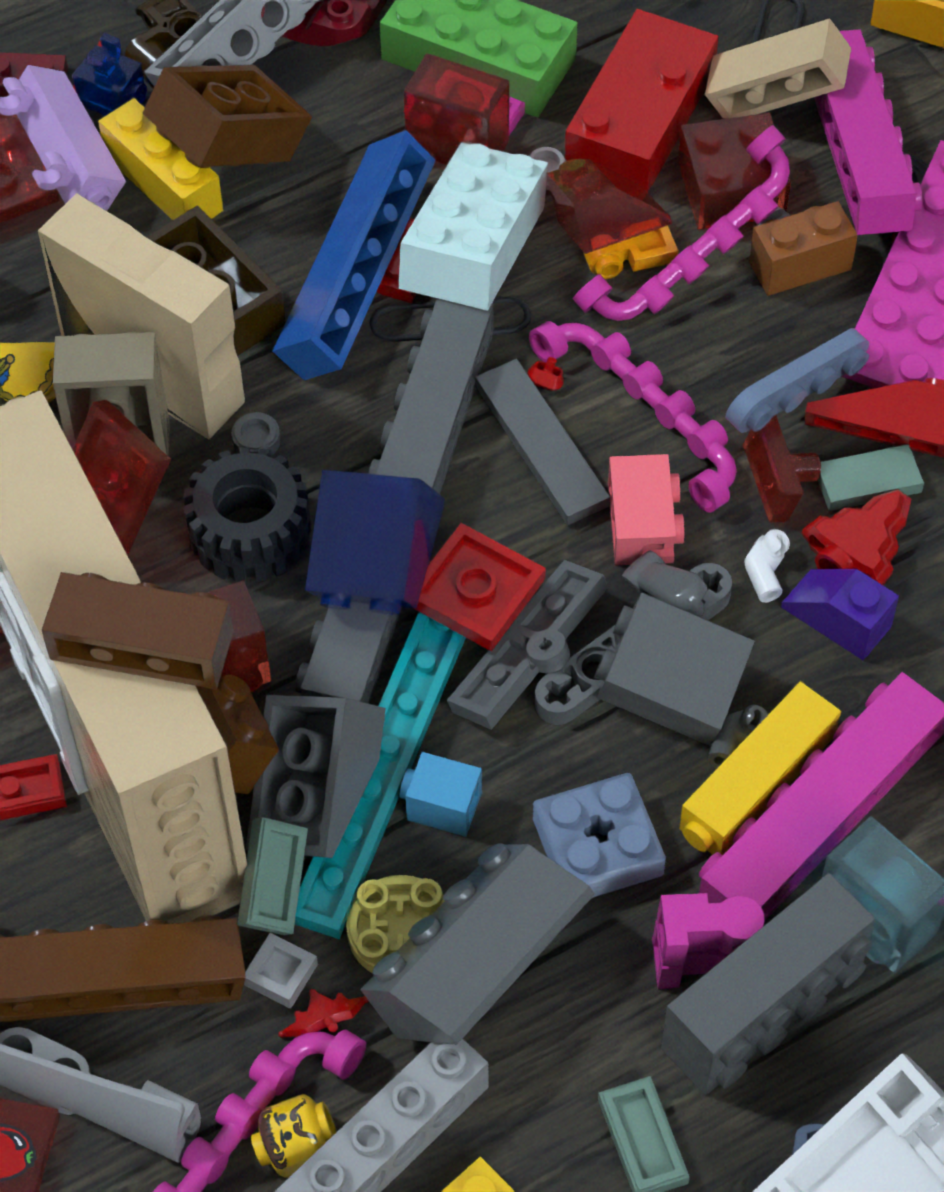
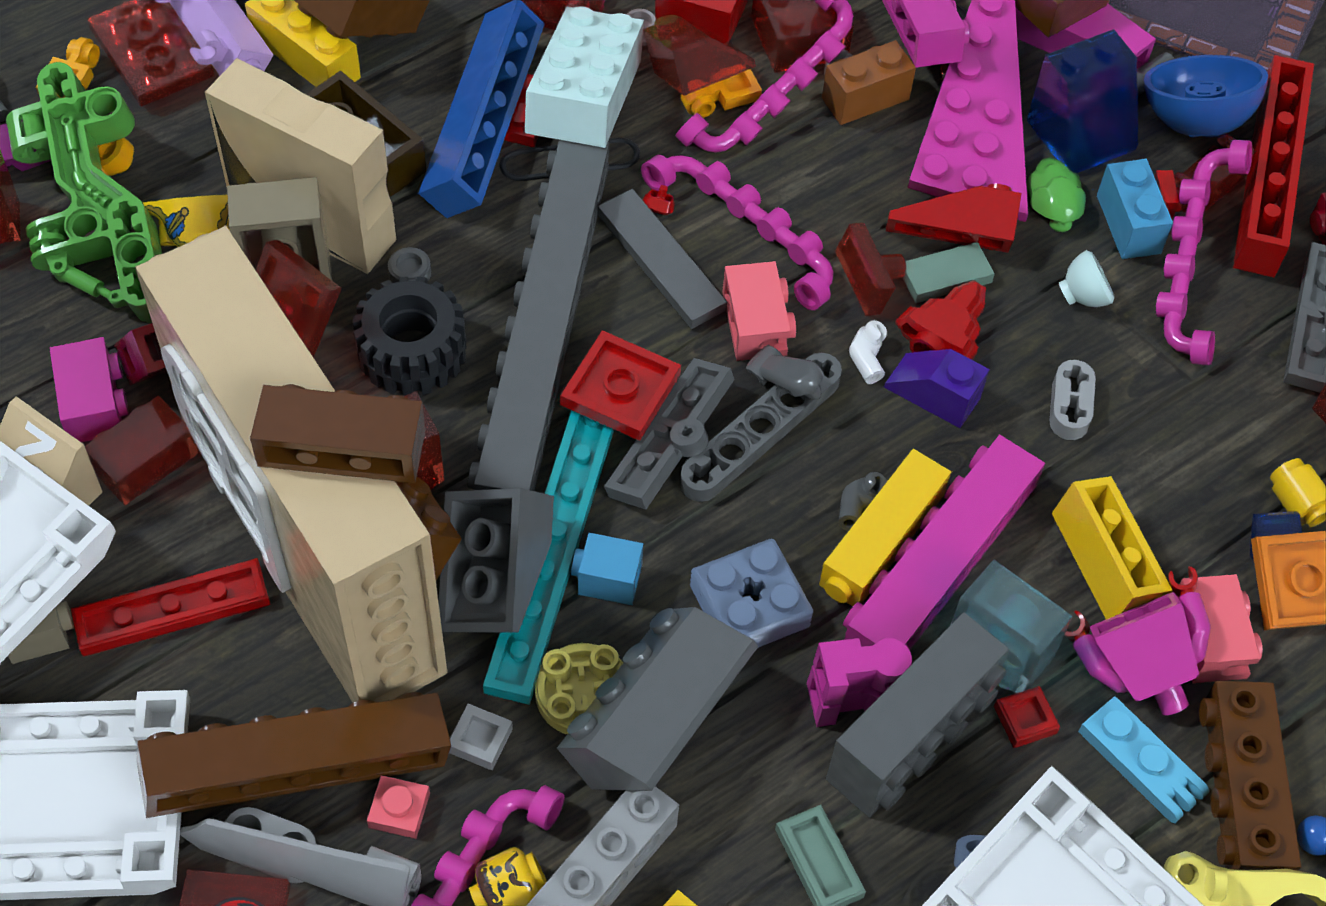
camera: 10 degrees left, 0 degrees up
(184, 1040) = (398, 807): none -> coral plate
(272, 876) = (466, 652): sand green tile -> none
(323, 1013) = (522, 772): red piece -> none
(372, 540) = (527, 349): clear blue slope -> none
(673, 668) = (801, 445): dark grey brick -> none
(795, 381) = (880, 191): sand blue plate -> none
(897, 996) = (1027, 717): none -> red tile

